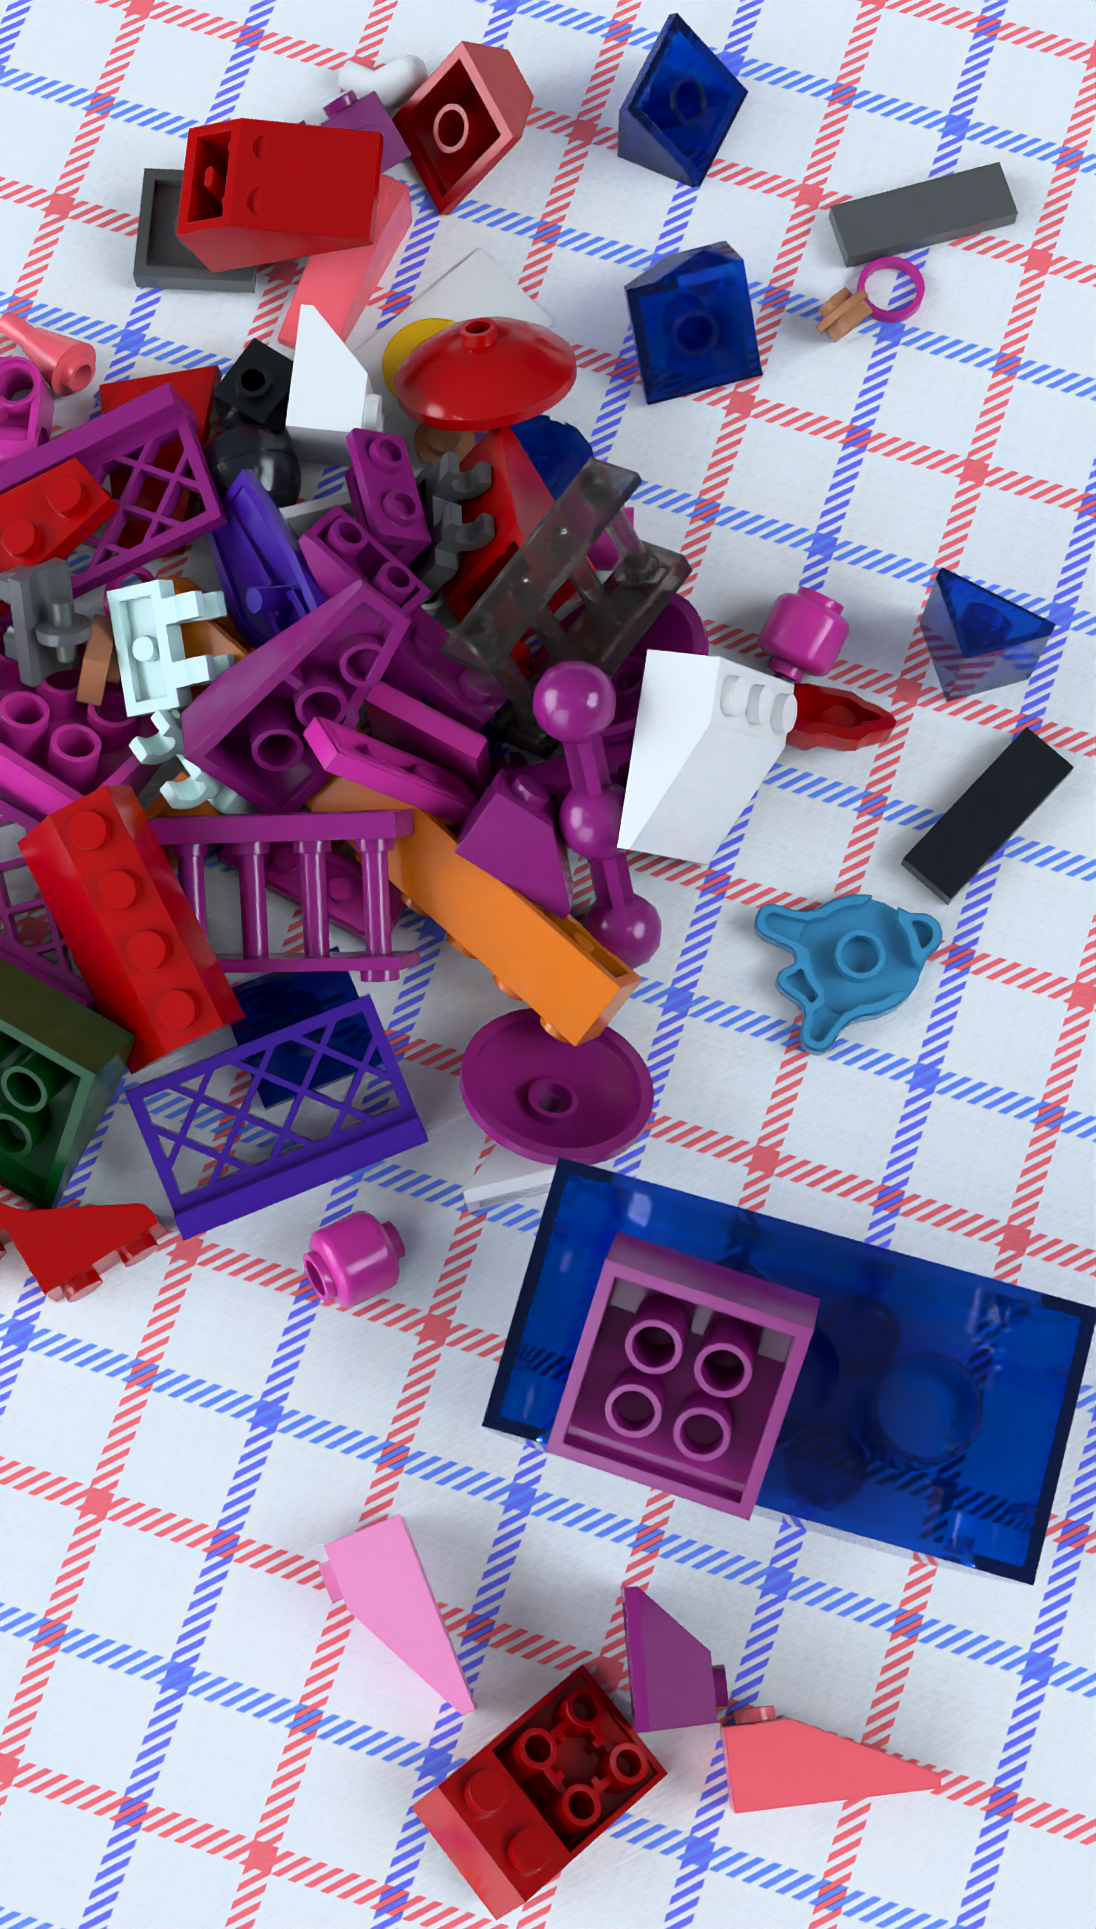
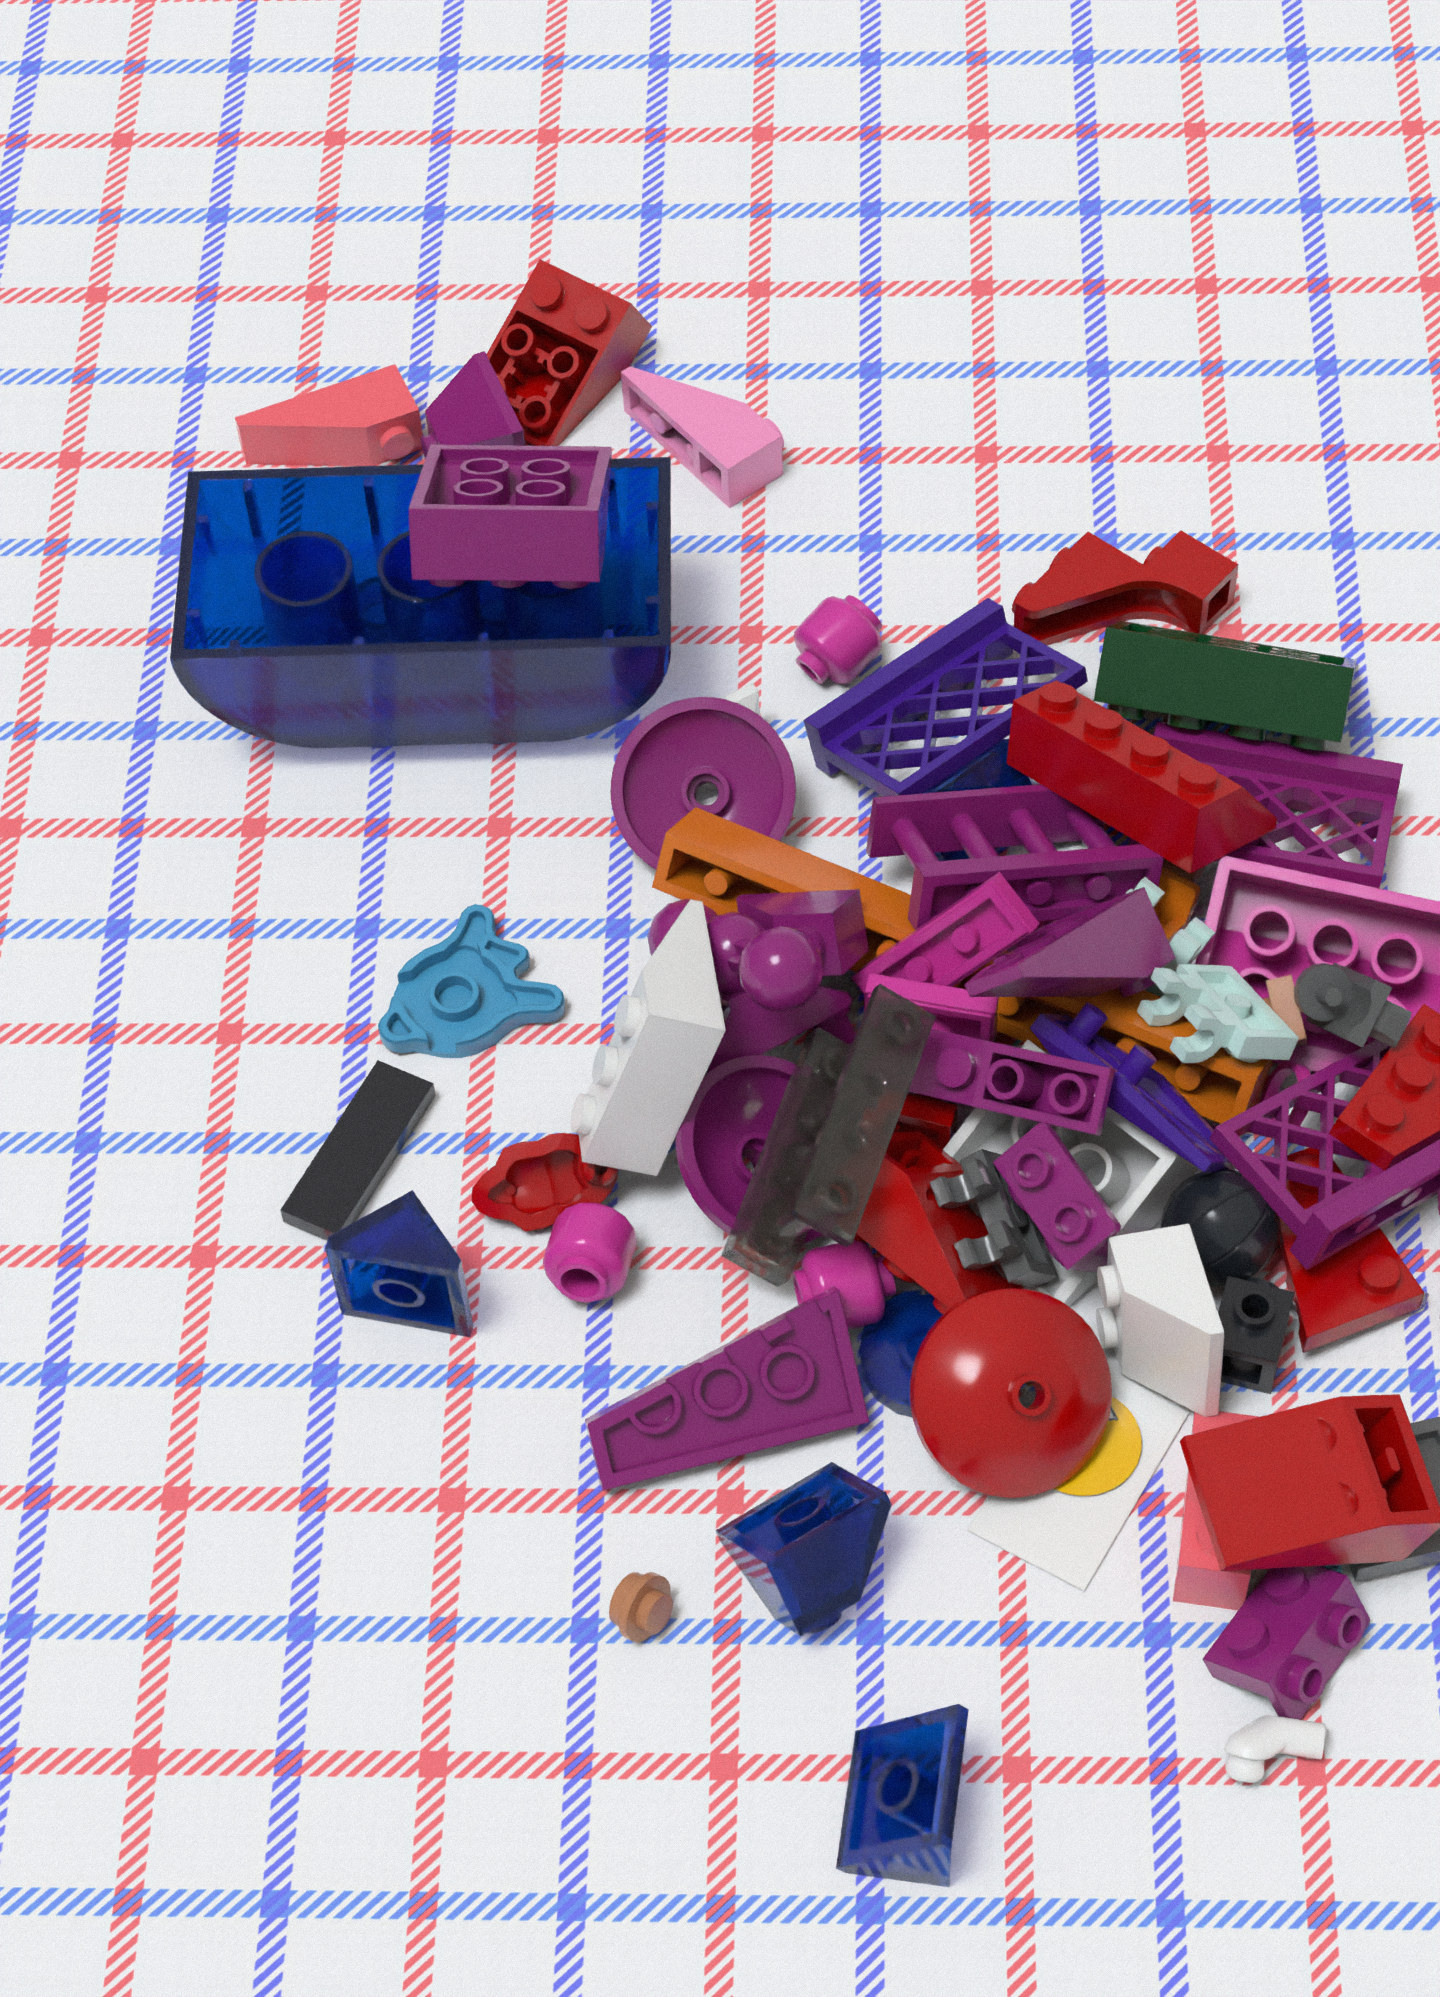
camera: 165 degrees right, 20 degrees down
(464, 120) = (1145, 1702): red slope -> none
(725, 454) = (747, 1396): none -> magenta wing
(904, 266) = (584, 1642): dark pink piece -> none
(923, 214) = (582, 1766): dark grey tile -> none

